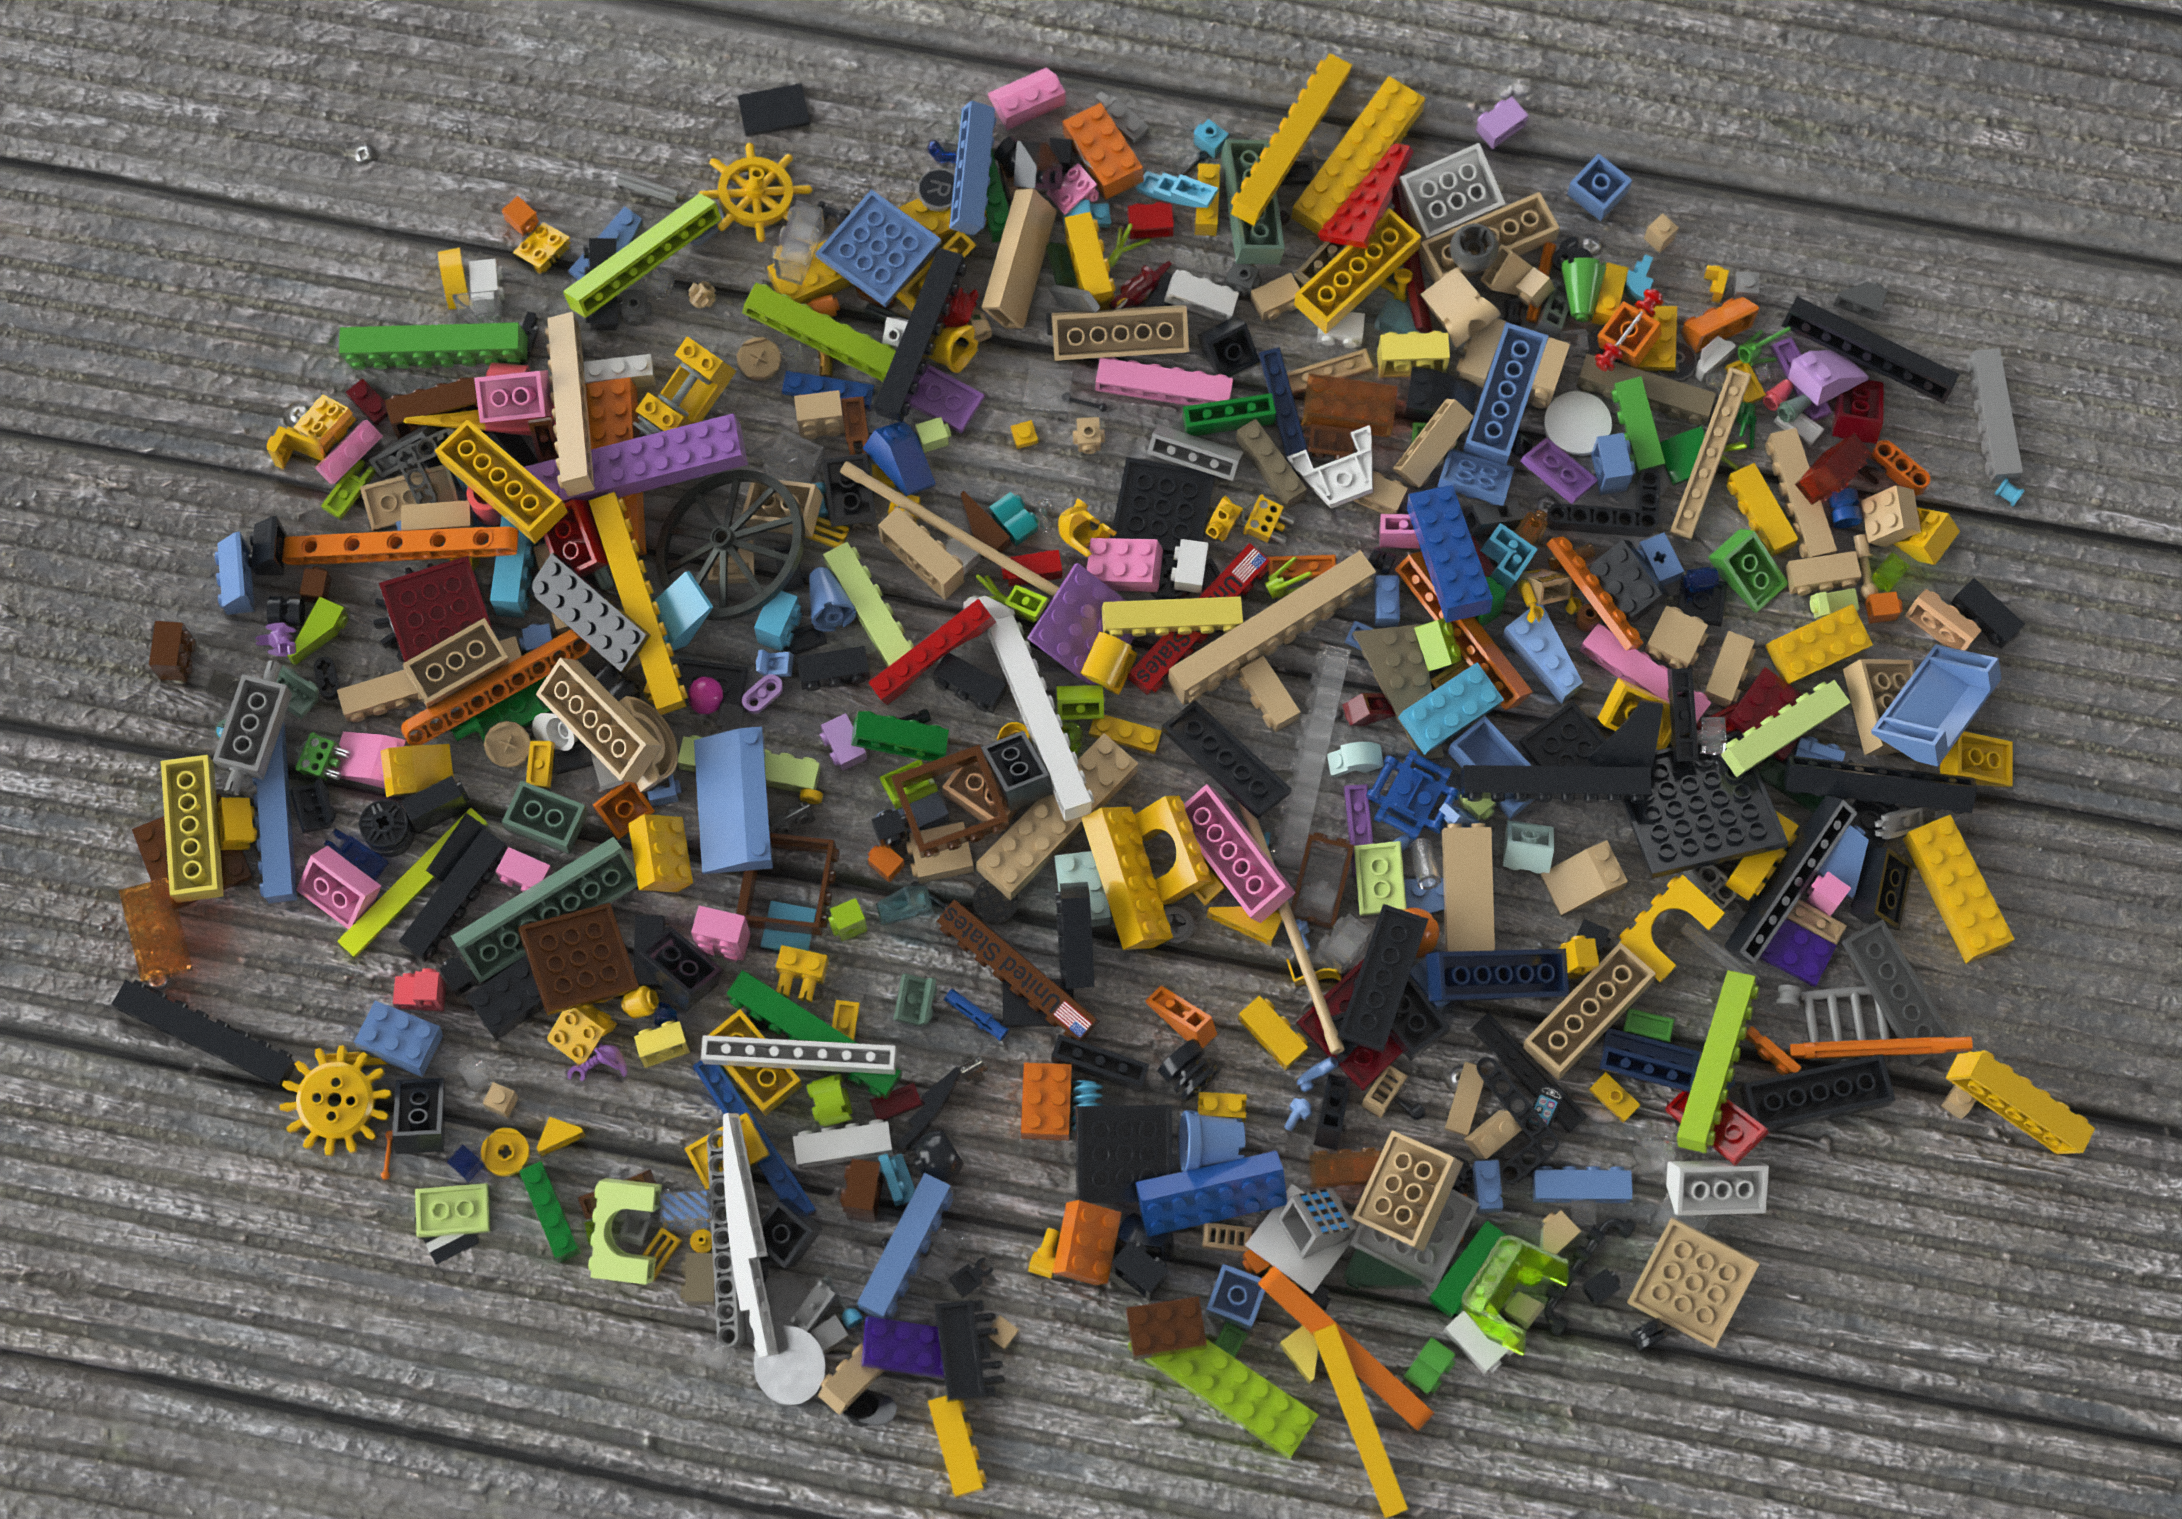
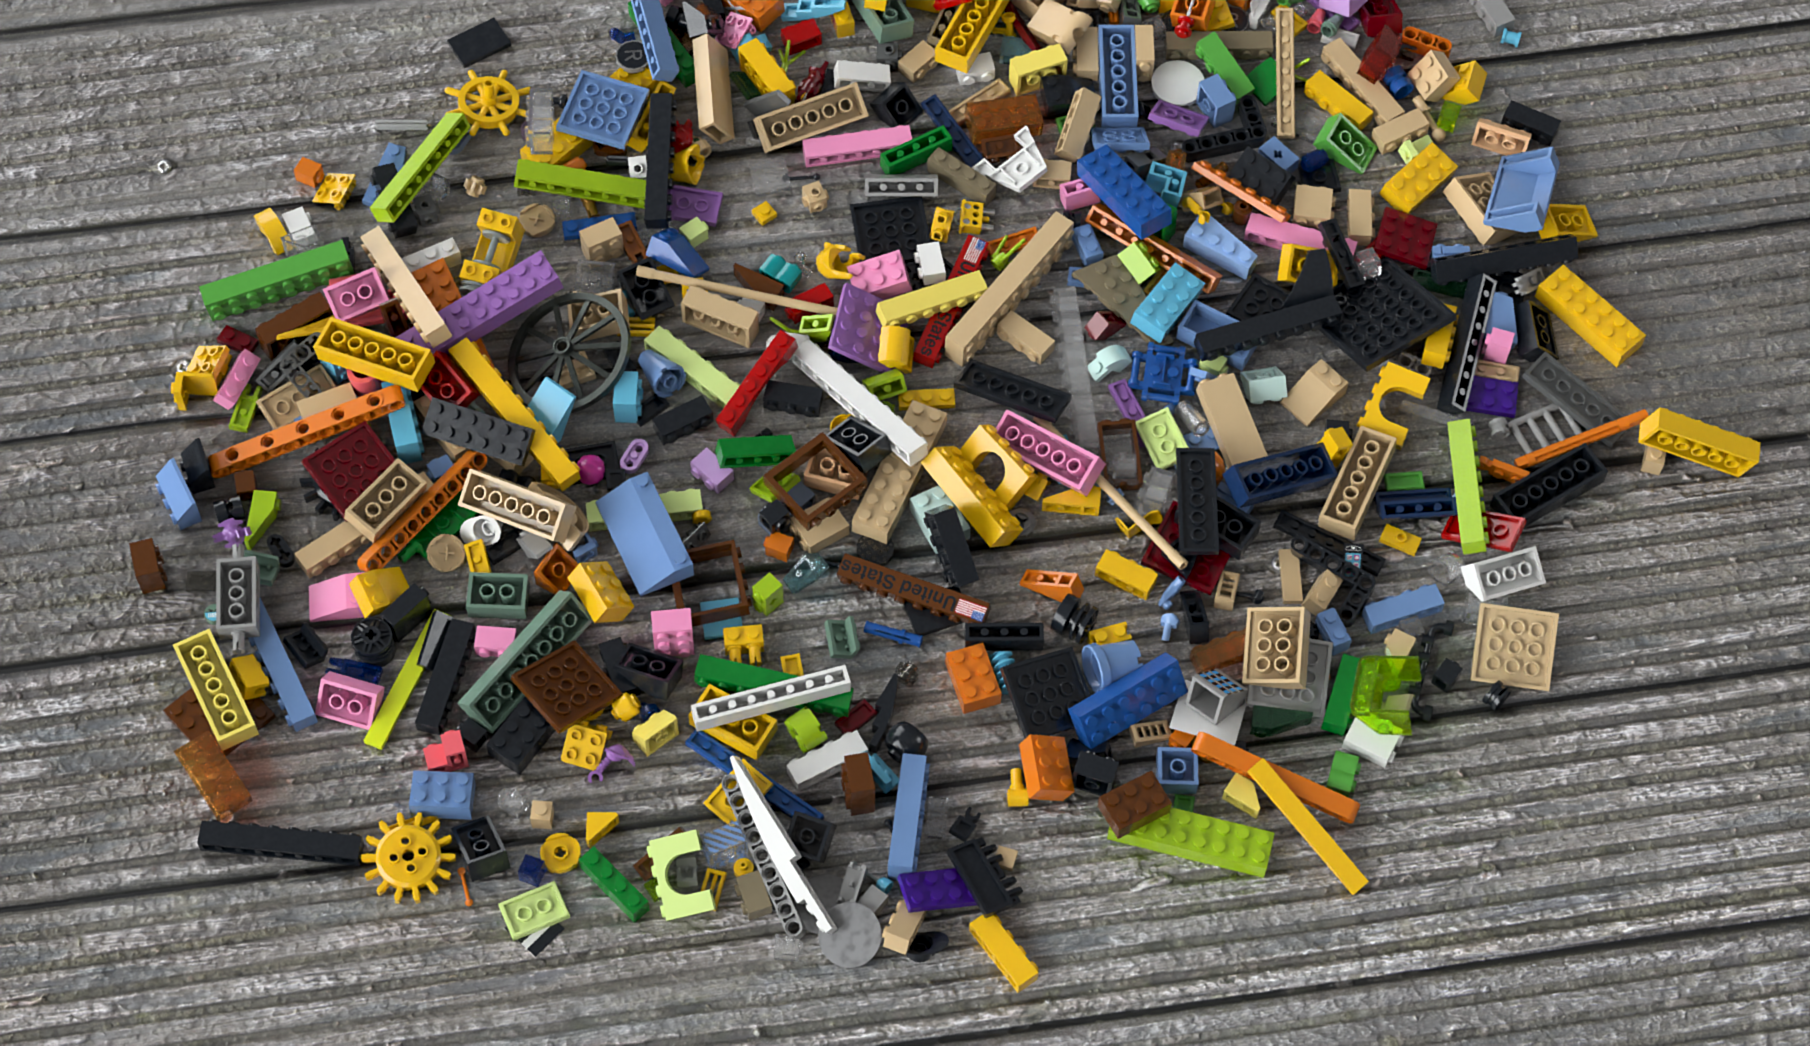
camera: 20 degrees left, 10 degrees down
(319, 757) = (298, 608): bright green piece -> none
(774, 663) = (636, 430): light blue bracket -> none
(1747, 416) = (1301, 44): green plant -> none
(1785, 728) = (1419, 241): yellowish green brick -> none
(1883, 607) = (1453, 141): orange brick -> none

